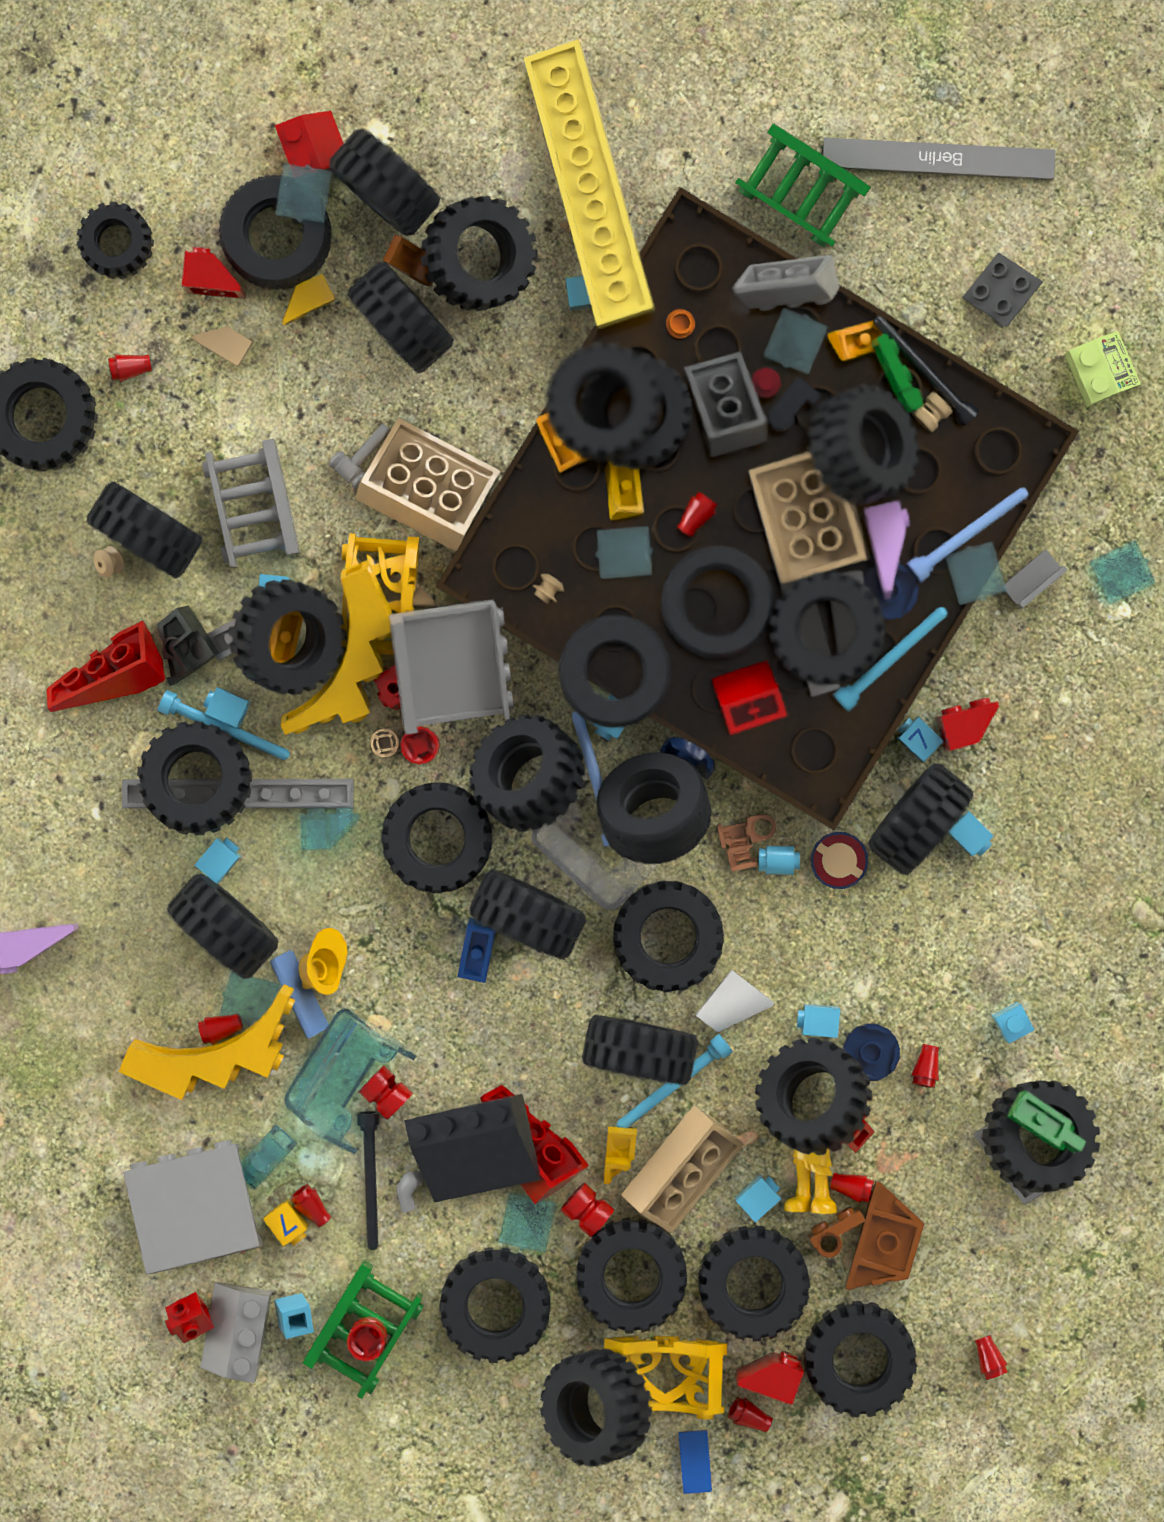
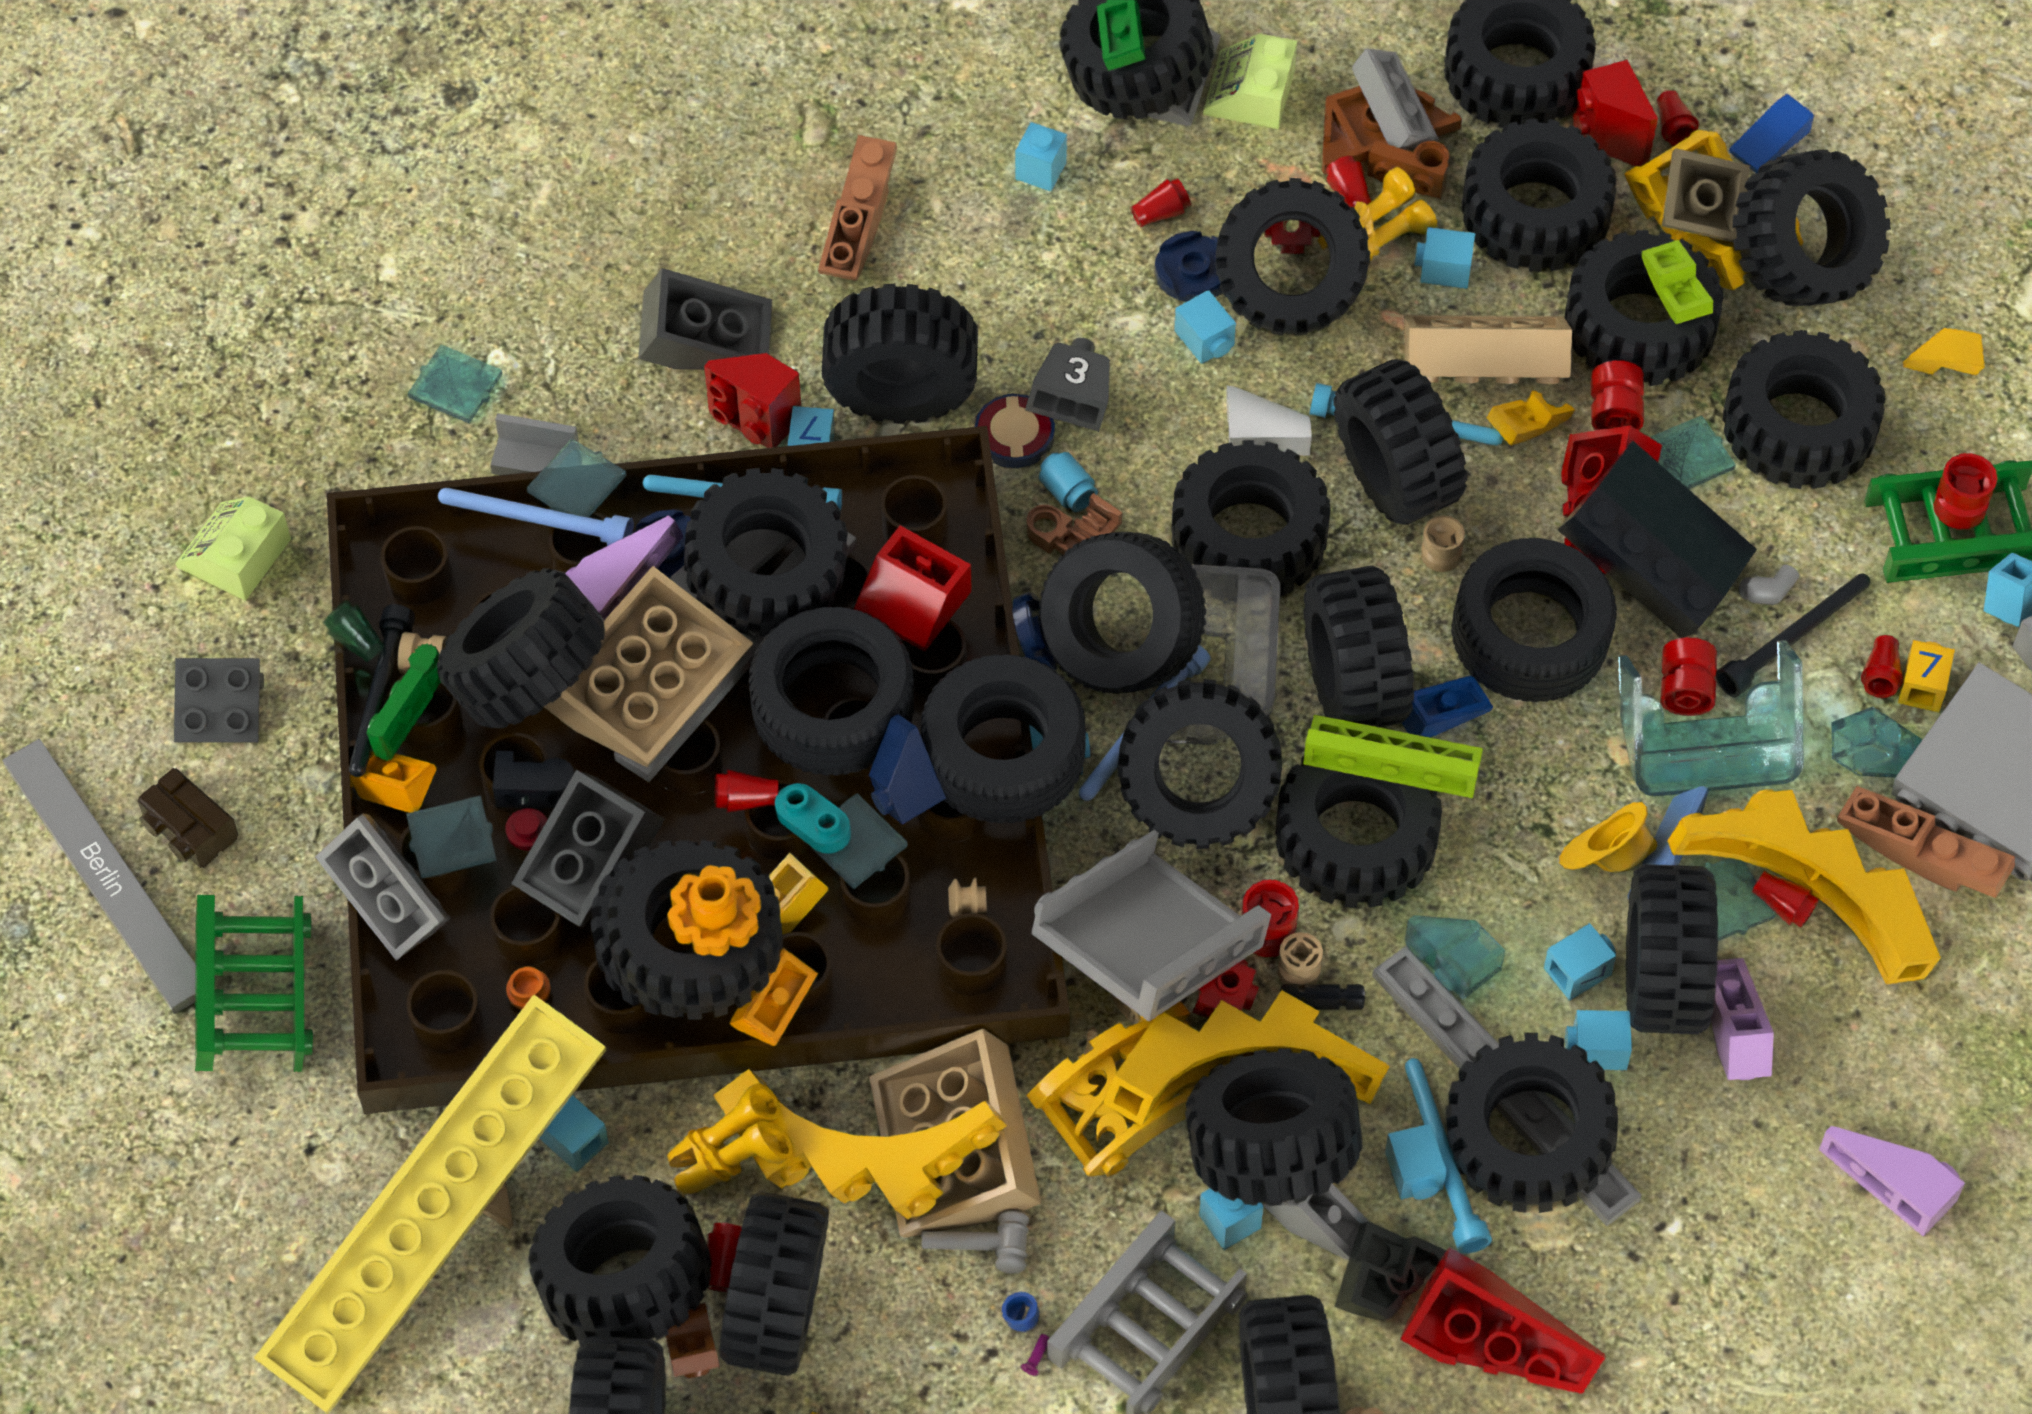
camera: 130 degrees left, 30 degrees down
(172, 941) = (1740, 1023): none -> lavender slope
(191, 1129) = (1920, 846): none -> nougat slope
(269, 889) = (1580, 961): none -> medium azure brick
(279, 435) = (1035, 1357): none -> magenta piece
(310, 440) = (1014, 1310): none -> blue hinge
(359, 739) = (1328, 995): none -> black axle
(442, 868) = (1390, 762): none -> lime fence
(454, 319) = (722, 1246): none -> red cone
(462, 1073) = (1544, 569): none -> black tyre
(472, 1427) = (1949, 349): none -> yellow slope
(486, 395) = (849, 1163): none -> yellow arch
(508, 351) = (719, 1162): none -> yellow piece
(572, 1036) = (1442, 543): none -> tan wheel
(590, 390) = (714, 910): none -> light orange plant
(618, 1296) = (1676, 282): none -> lime slope
(632, 599) = (904, 773): none -> dark blue slope
(652, 537) = (809, 816): none -> teal plate
(667, 1368) = (1703, 194): none -> dark tan slope
(838, 913) = (1072, 385): none -> dark grey torso
(887, 1258) = (1393, 99): none -> light grey slope
(936, 222) = (187, 819): none -> dark brown brick
(971, 378) = (353, 630): none -> clear green cone
(972, 1190) = (1253, 81): none -> yellowish green slope
(1045, 738) = (700, 321): none -> dark grey slope
(1058, 886) = (859, 209): none -> nougat slope

